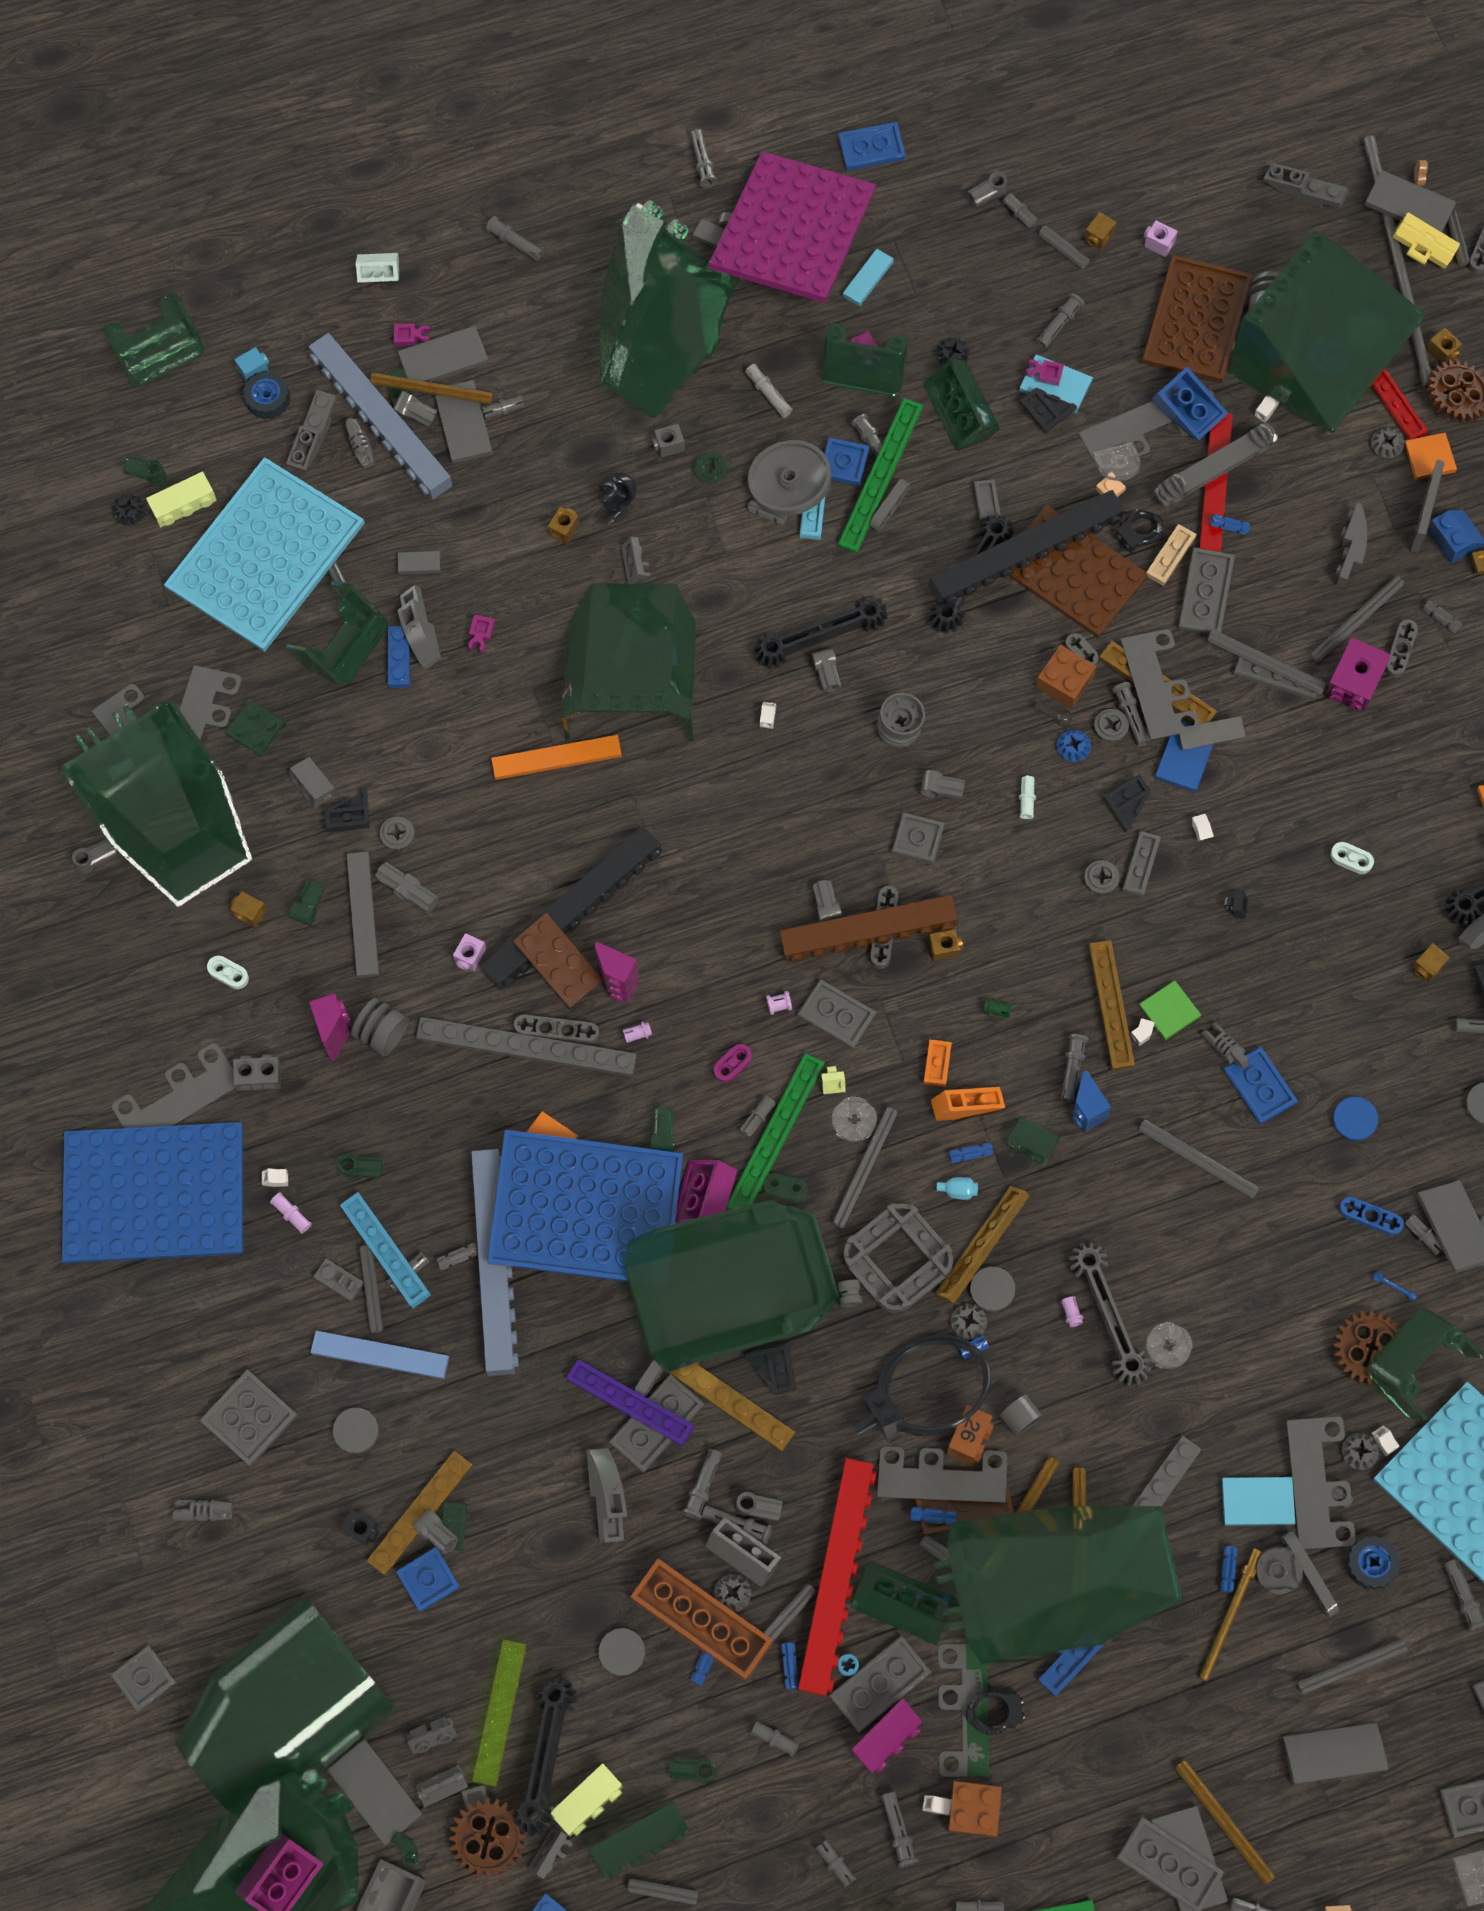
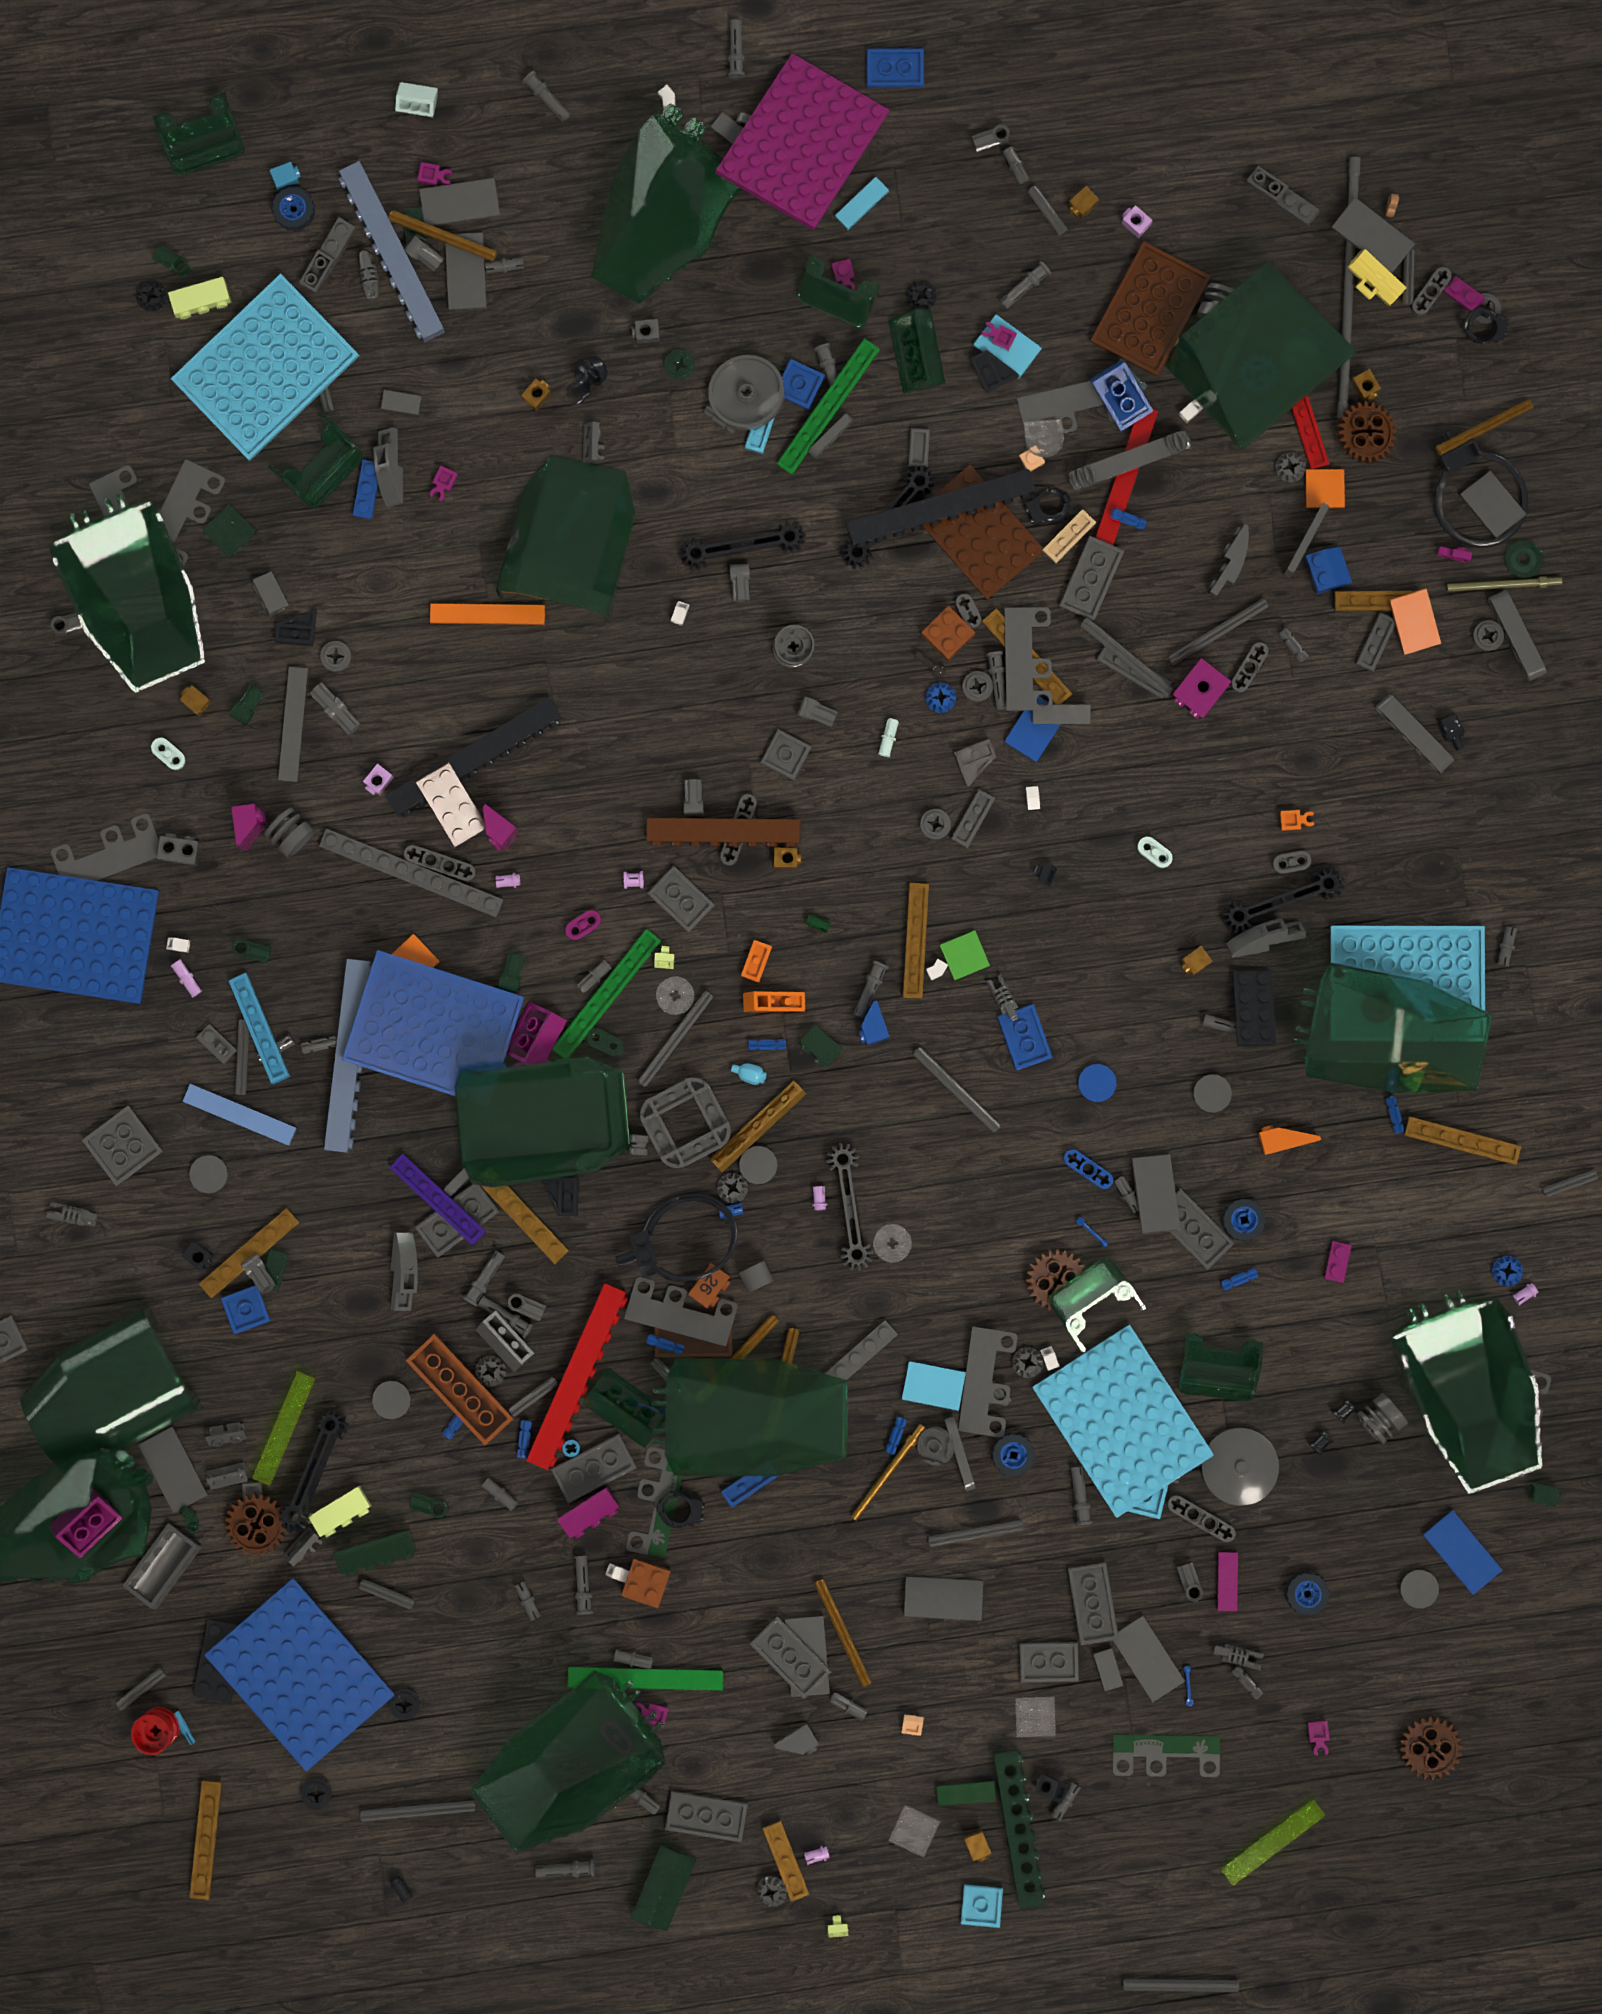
camera: 10 degrees right, 15 degrees up
(763, 384) = (744, 294): light grey pin -> none

